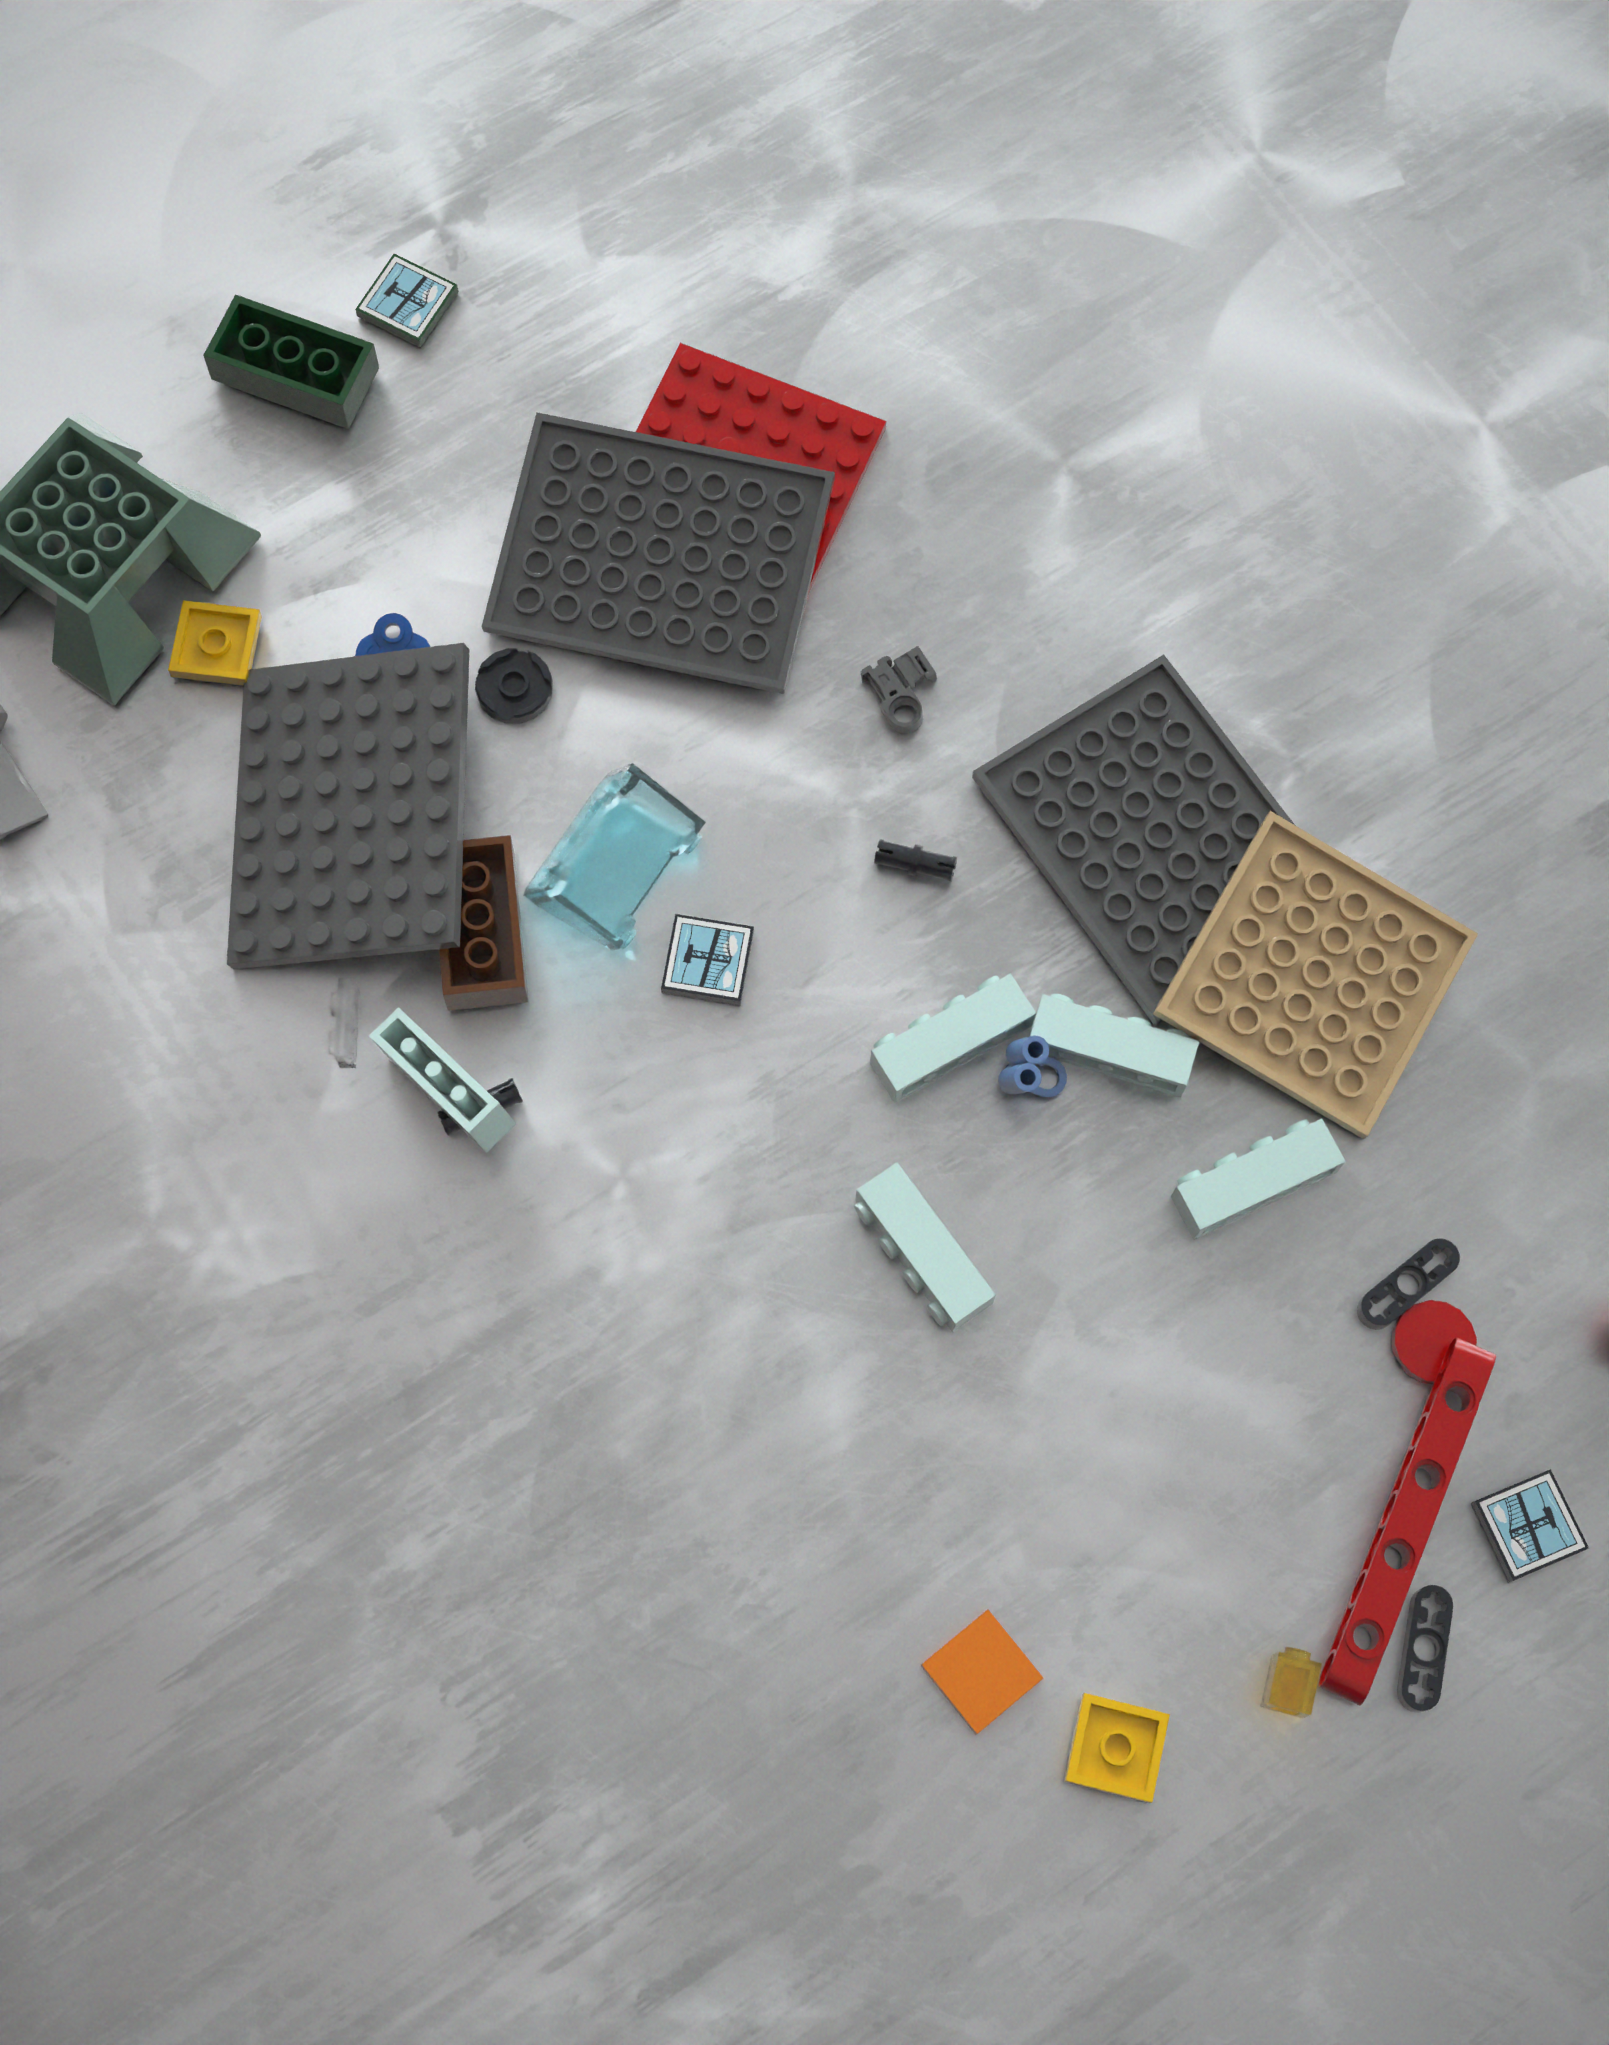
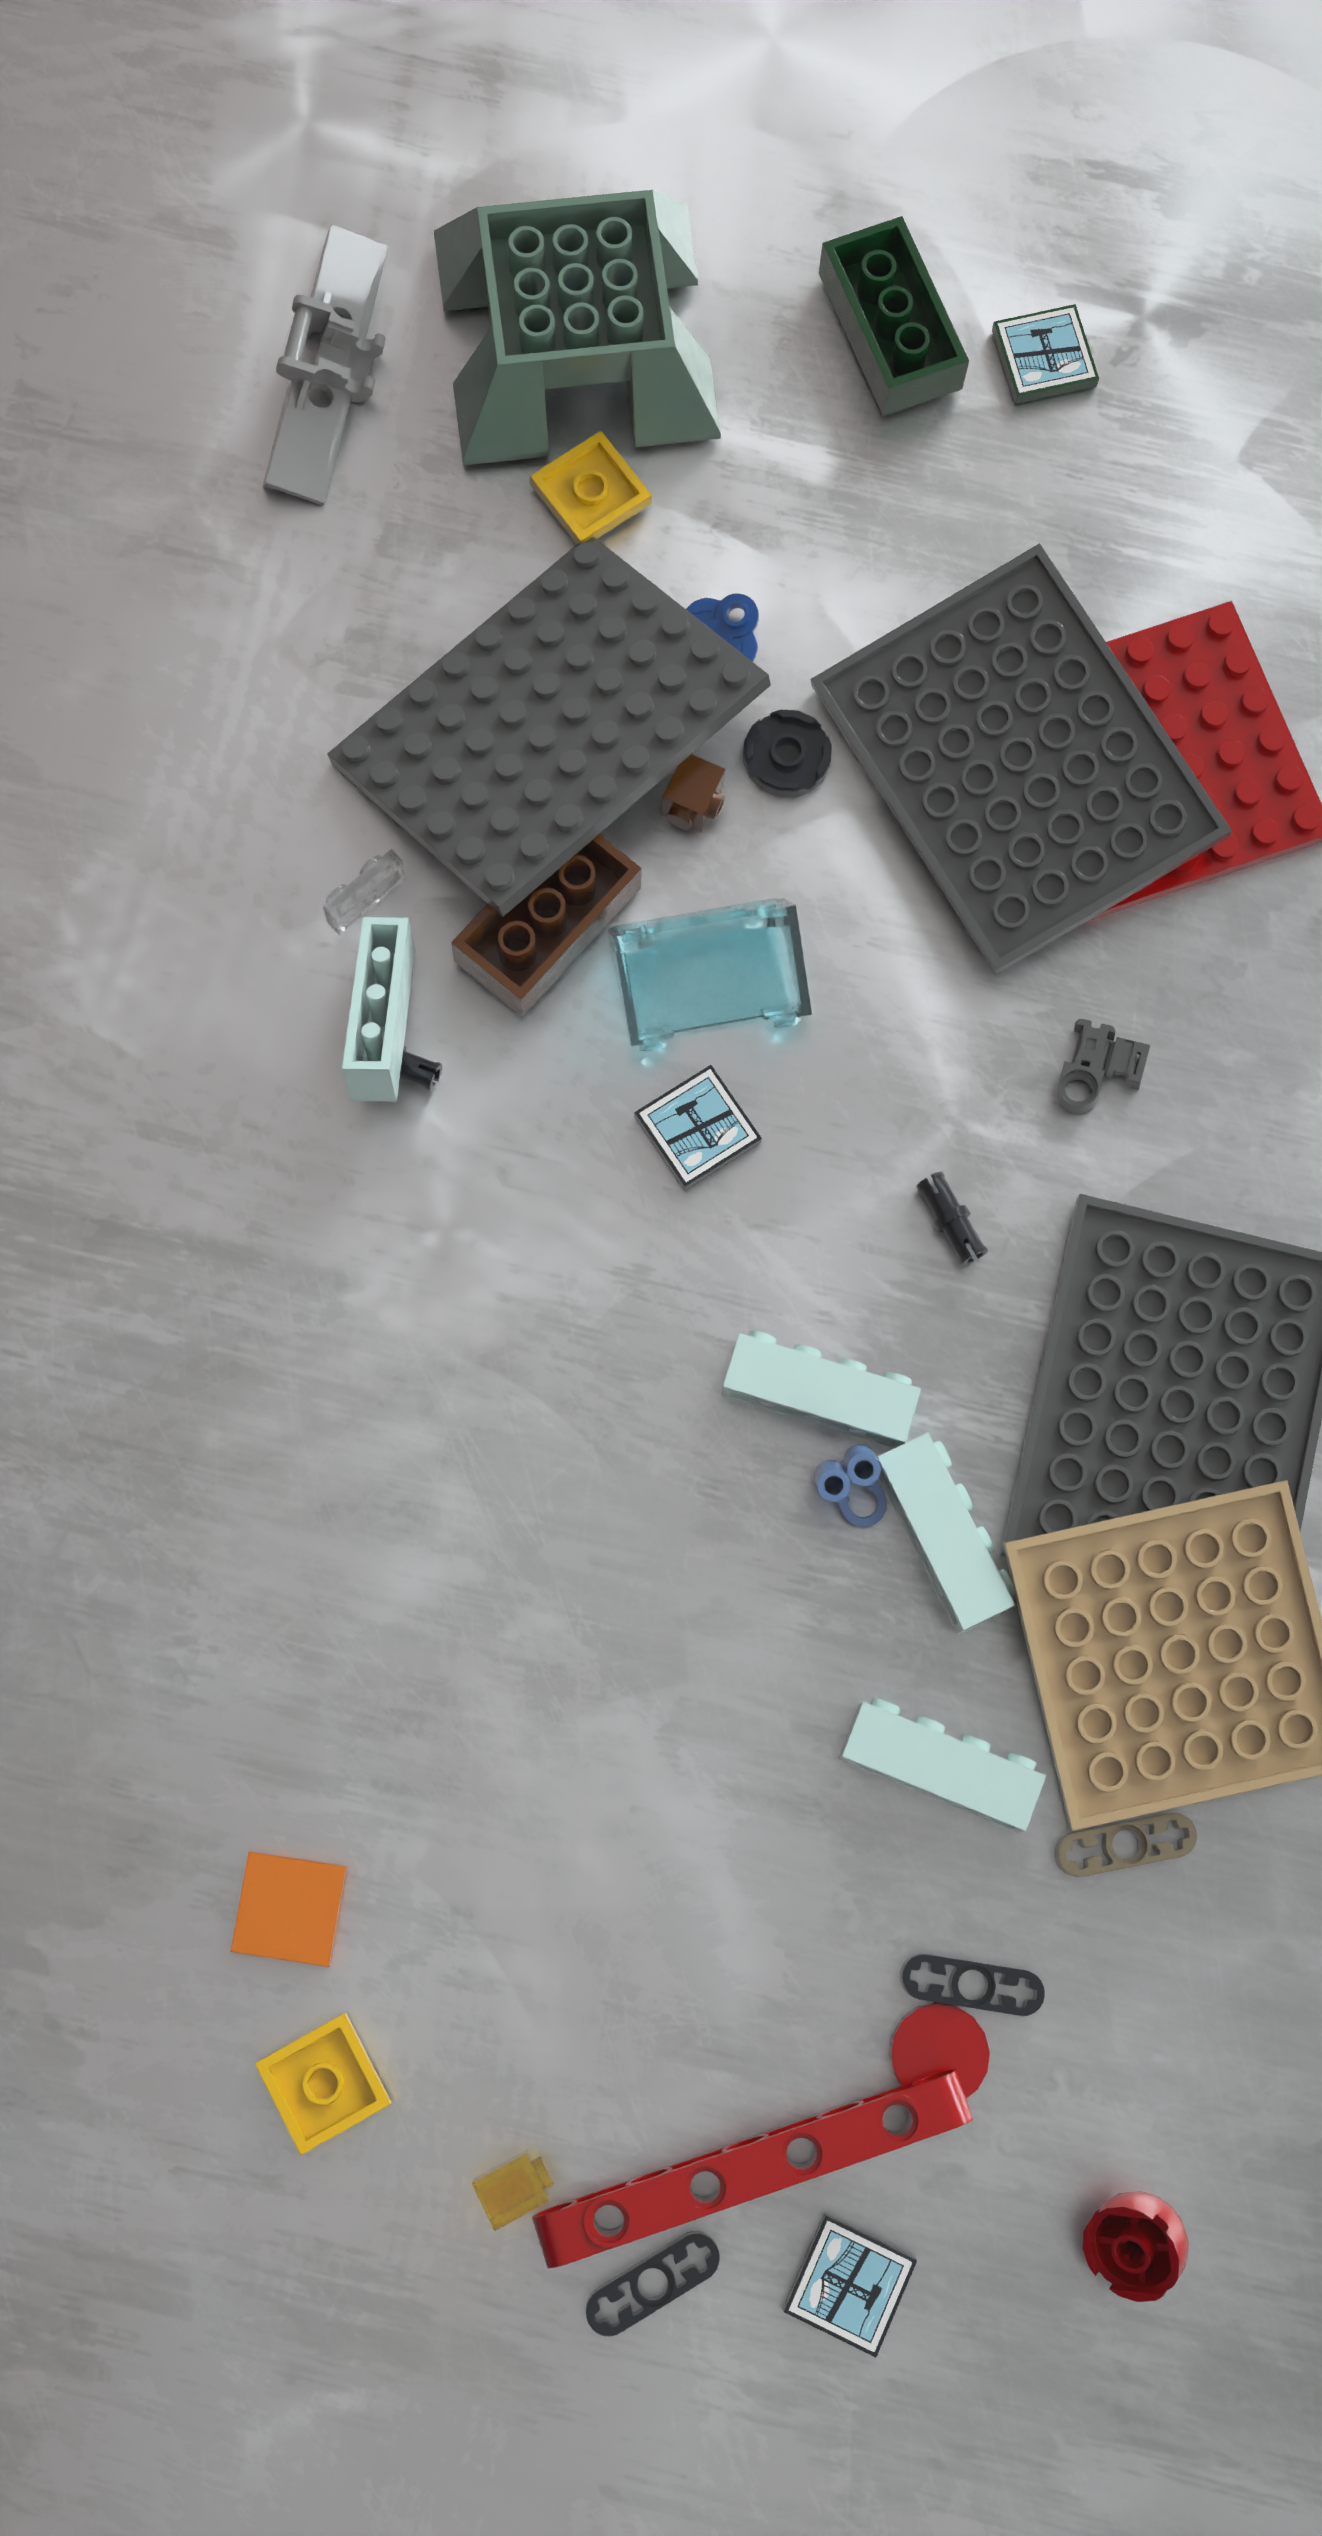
camera: 45 degrees right, 5 degrees up
(488, 764) = (694, 794): none -> reddish brown brick
(924, 1248) = (610, 1532): light aqua brick -> none
(1425, 1096) = (1157, 1824): none -> dark tan beam

